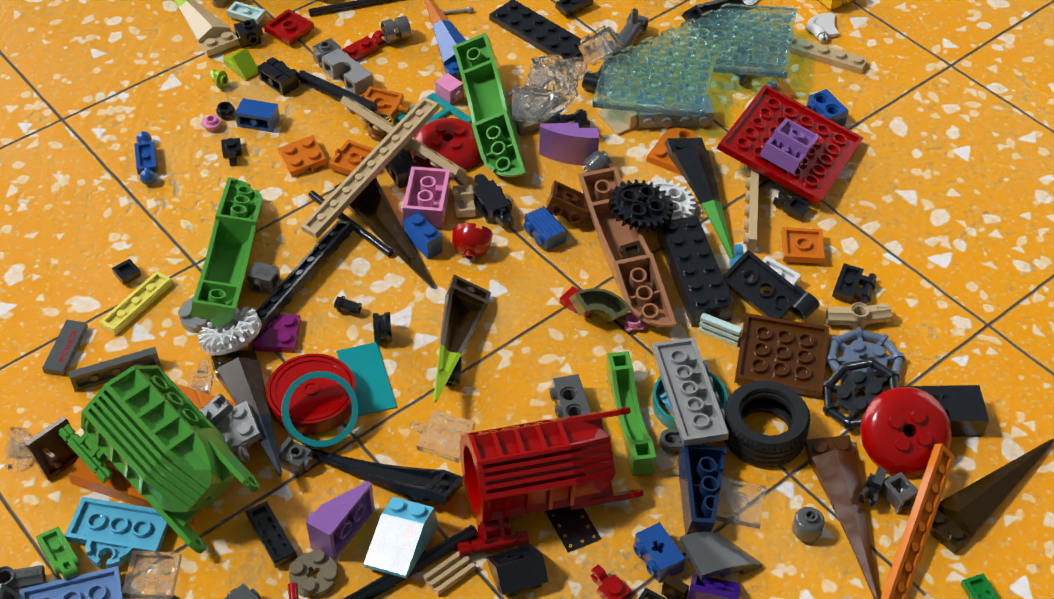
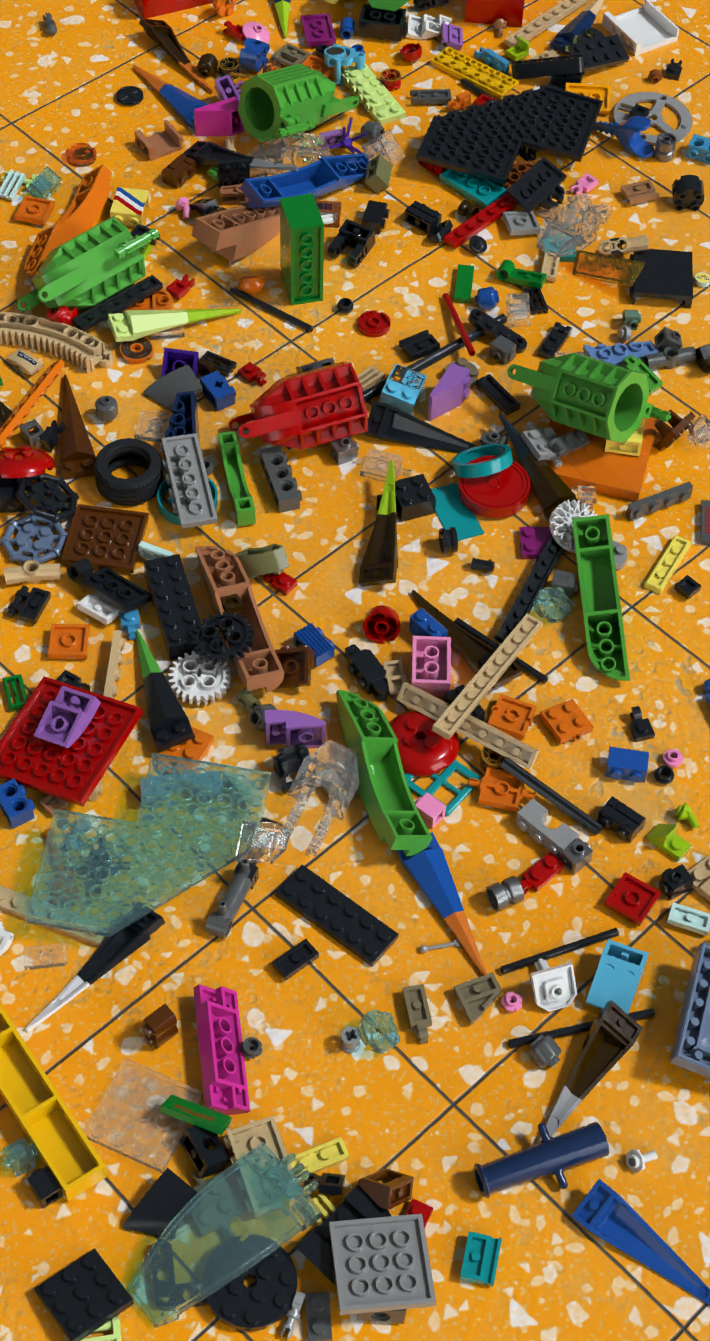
camera: 175 degrees right, 5 degrees up
(289, 251) = (556, 596): none -> clear light blue plate
(413, 382) = (414, 498): none -> black brick
(844, 206) = (18, 705): none -> green tile

